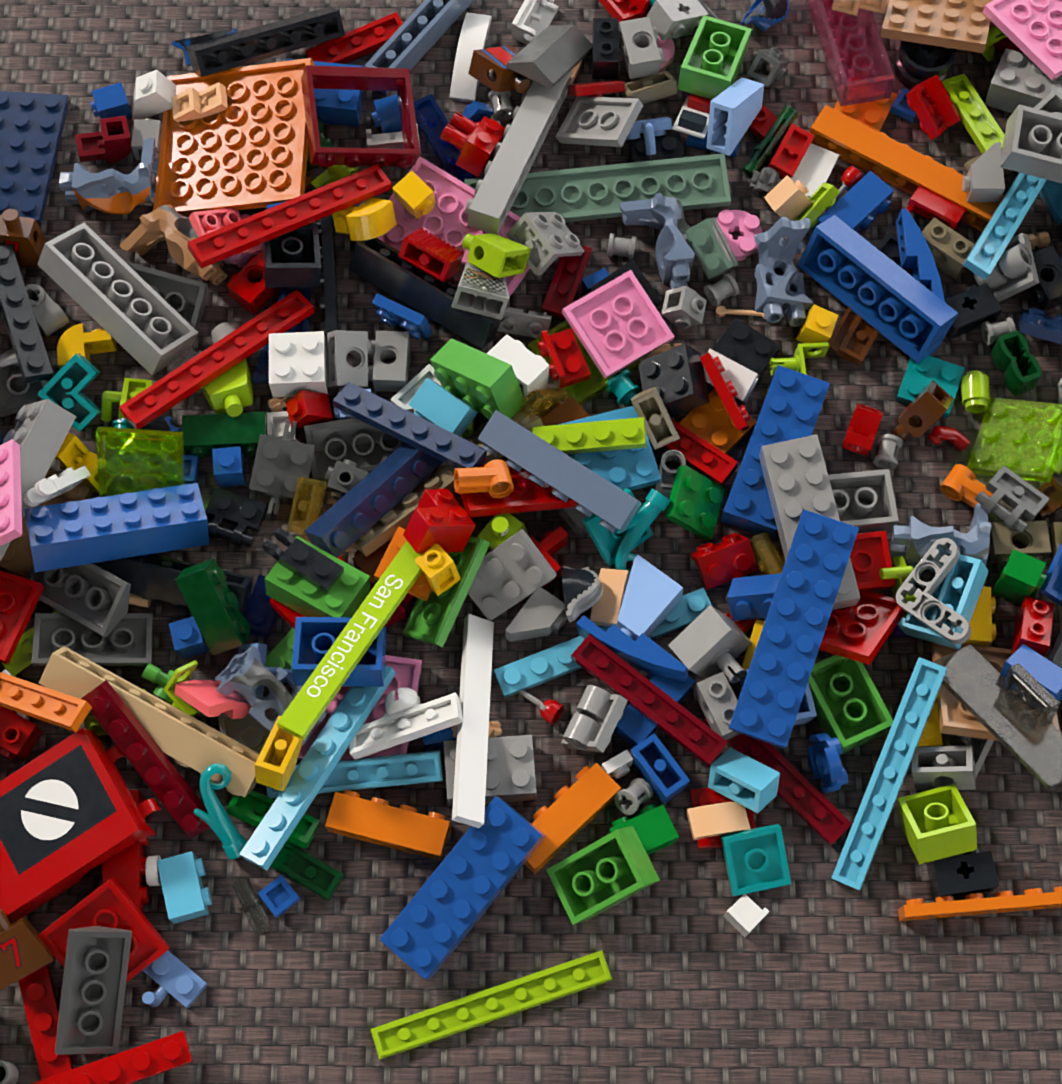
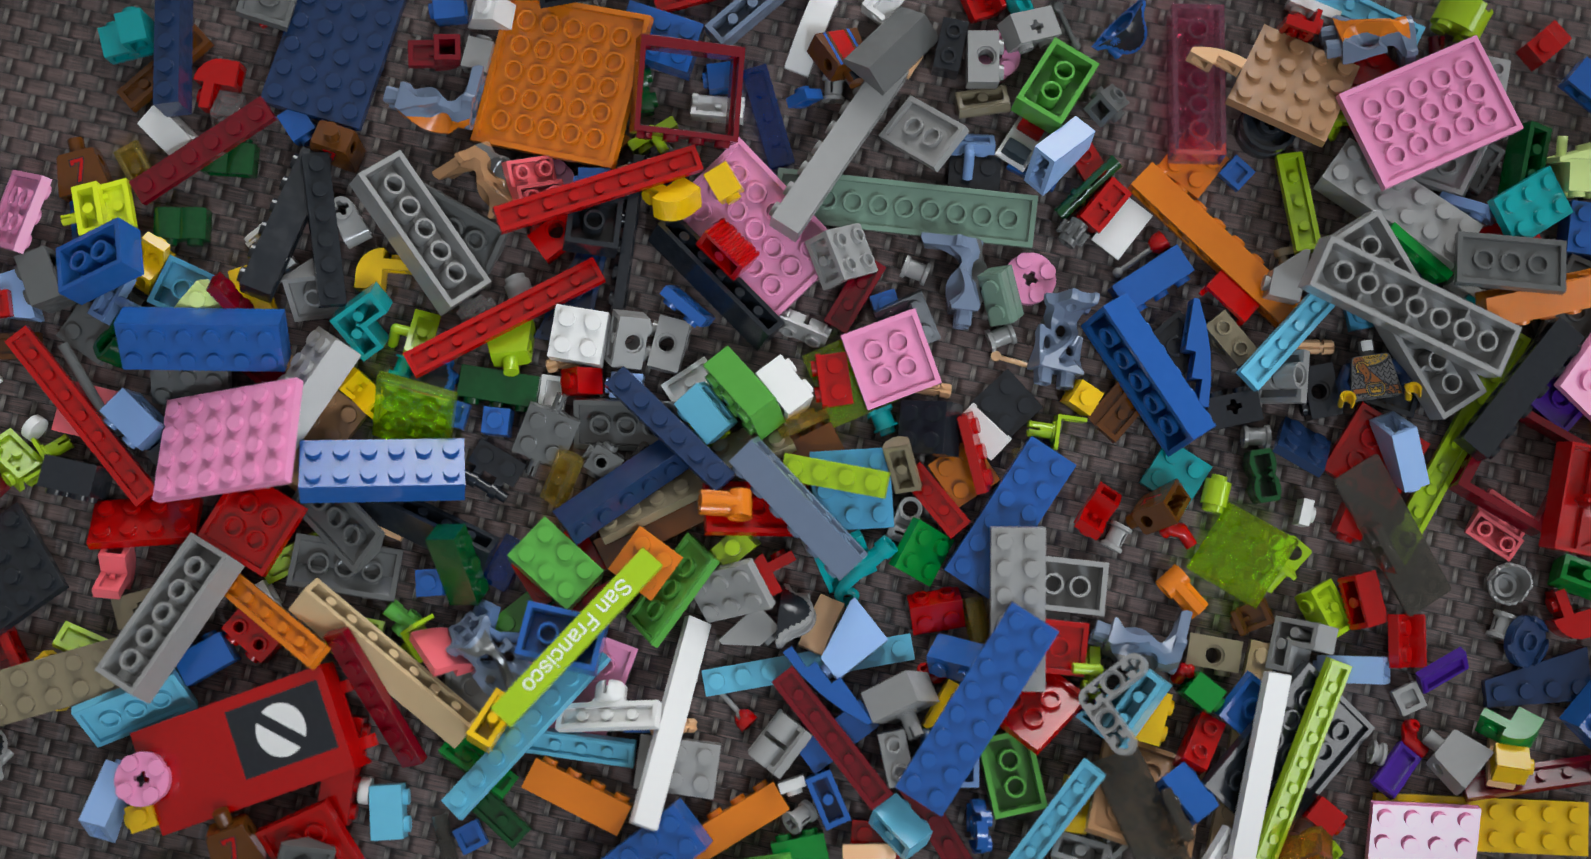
camera: 10 degrees right, 15 degrees up
(55, 486) = (332, 421): white hinge -> none
(196, 105) = (534, 34): light nougat slope -> none
(217, 816) = (438, 780): teal plant -> none
(304, 560) = (546, 548): black hinge -> none
(438, 568) = (665, 580): yellow bracket -> none
(439, 521) = (677, 536): red brick -> none
(474, 141) = (800, 137): red brick -> none
(481, 293) = (767, 299): light grey torso -> none
(496, 254) = (789, 266): lime torso -> none
(596, 89) = (930, 93): red plate -> none
(684, 307) = (959, 350): light grey brick -> none
(788, 198) = (1088, 257): light nougat brick -> none
(822, 200) = (1112, 270): lime plate -> none
(932, 106) = (1257, 186): red bracket -> none
(995, 560) = (1182, 671): none -> red arm
(1017, 494) = (1222, 613): dark grey plate -> none

